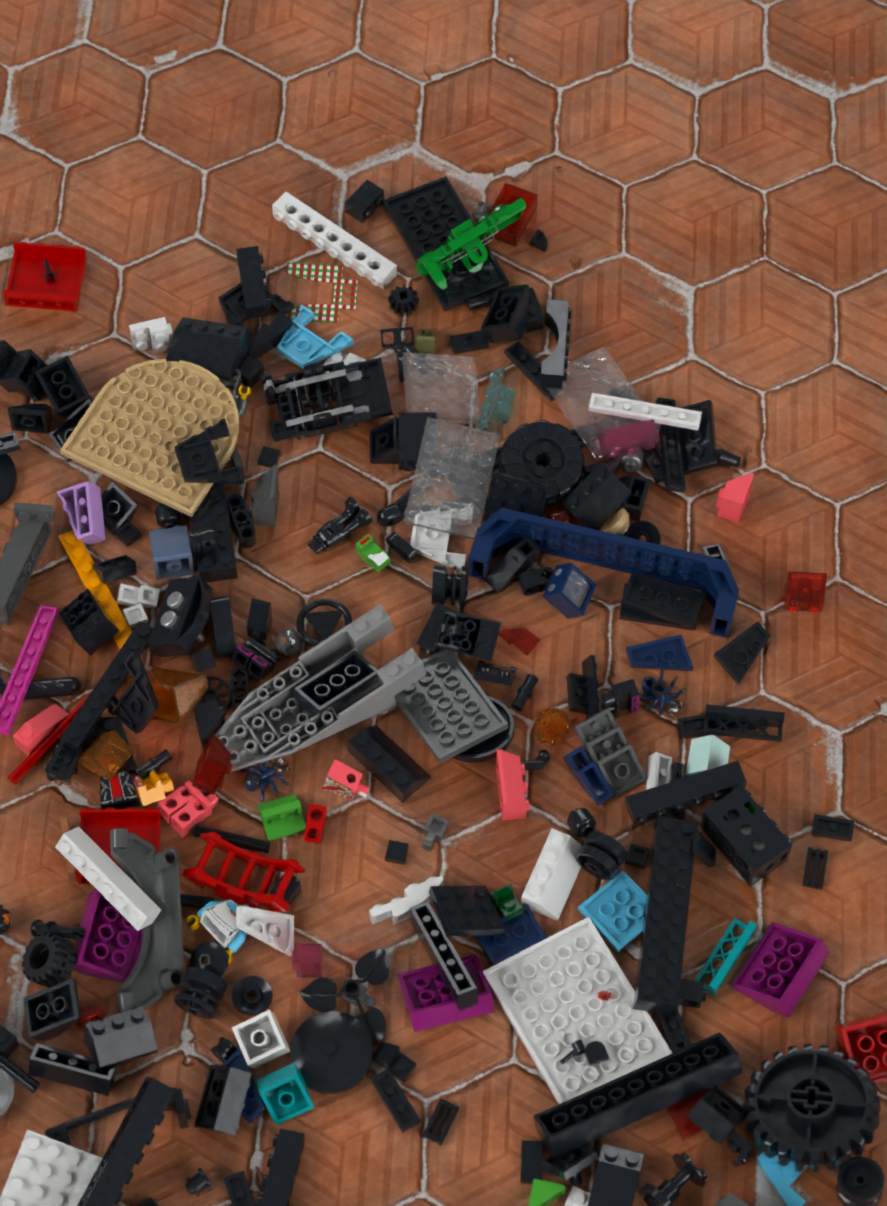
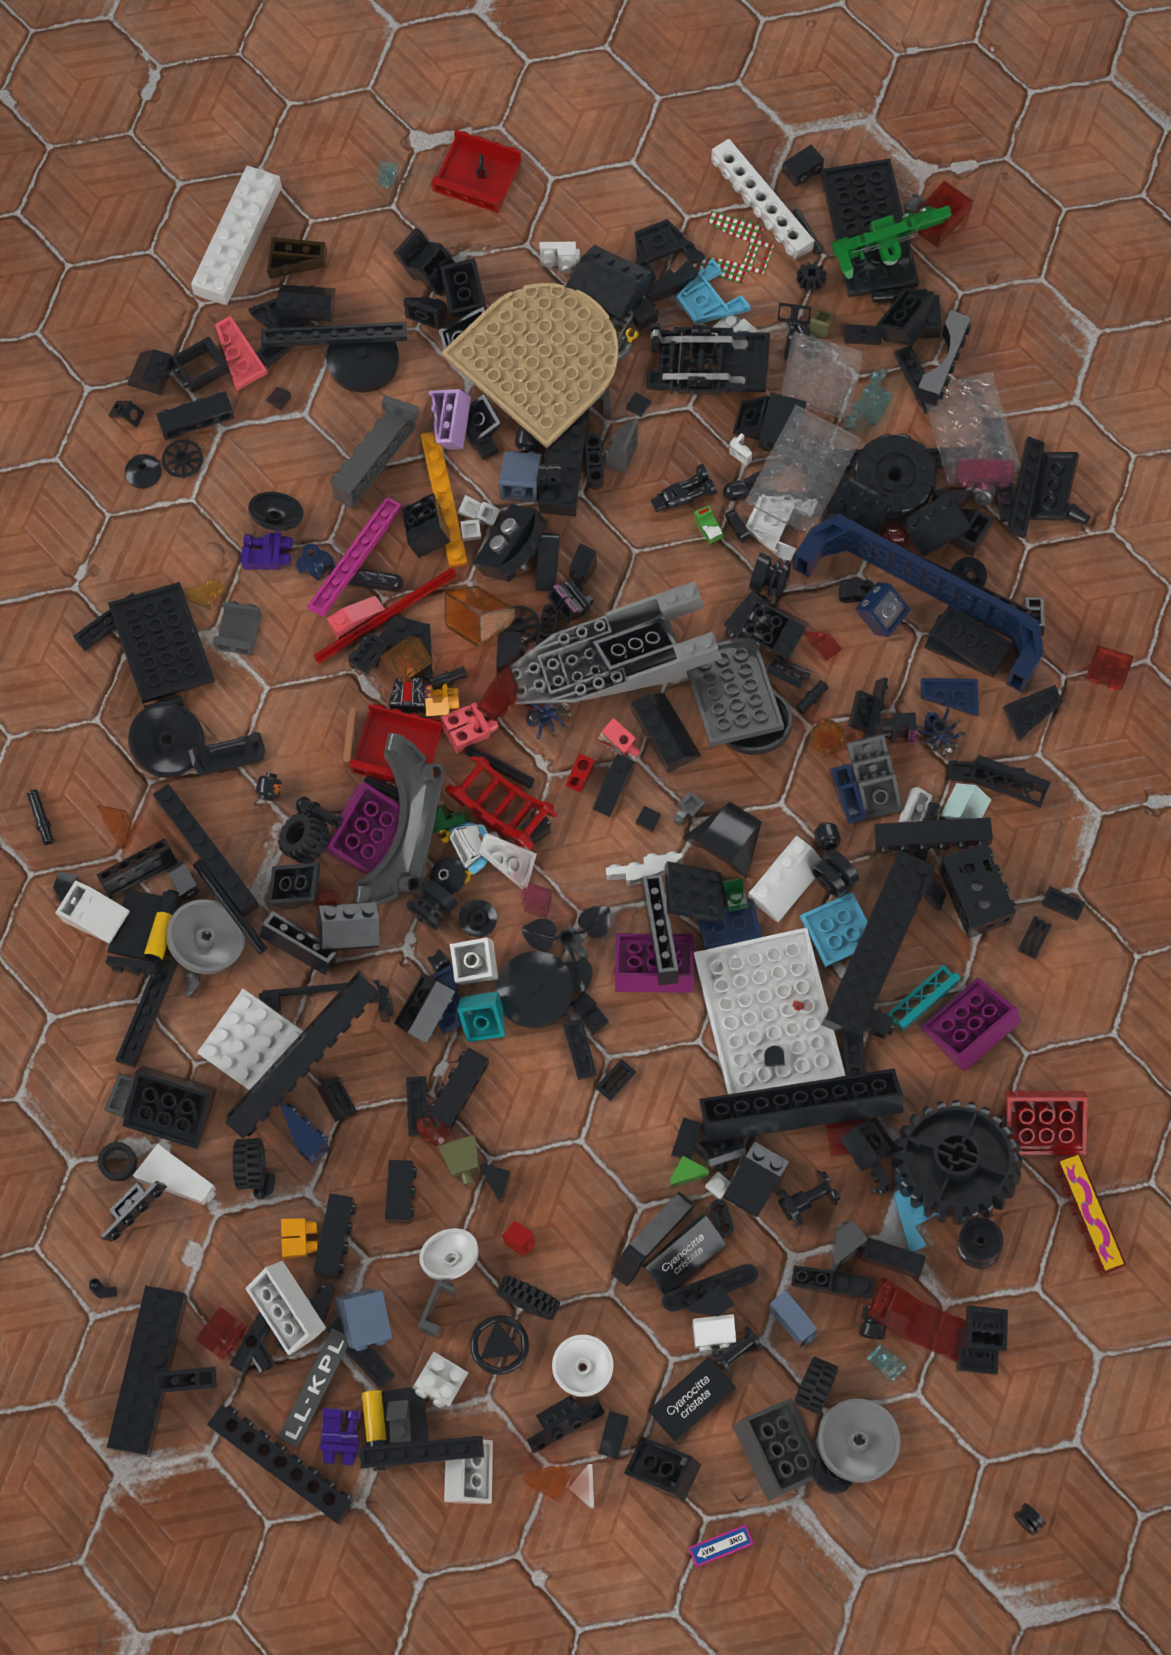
camera: 20 degrees right, 10 degrees up
(105, 688) = (425, 593): black plate -> none
(108, 878) = (375, 776): white brick -> none
(115, 569) = (464, 479): black slope -> none
(139, 700) = (448, 616): black wing -> none
(190, 906) = (446, 820): none -> dark green slope
(198, 1183) = (382, 1076): black brick -> none
(199, 460) = (567, 394): black wing -> none
(203, 660) = (520, 589): black brick -> none
(252, 282) = (670, 224): black brick -> none
(282, 817) = (551, 758): bright green bracket -> none
(289, 642) = (606, 592): dark grey head -> none
(322, 622) = (641, 580): black piece -> none
(353, 827) = (614, 785): none -> black slope
(383, 477) = (740, 452): none -> white bracket
(401, 273) = (818, 249): none -> black piece
(482, 847) = (728, 836): none -> black wedge
(511, 786) = (772, 784): coral slope -> none
(515, 562) = (838, 569): black slope -> none
(539, 241) = (962, 246): black tile -> none
(539, 763) = (806, 768): black arm -> none
(578, 1049) = (759, 1049): black hand -> none
(617, 523) = (947, 555): tan piece -> none
(637, 856) = (870, 881): black tile -> none
(645, 411) = (1010, 448): white tile -> none
(734, 497) = (1071, 556): coral slope -> none

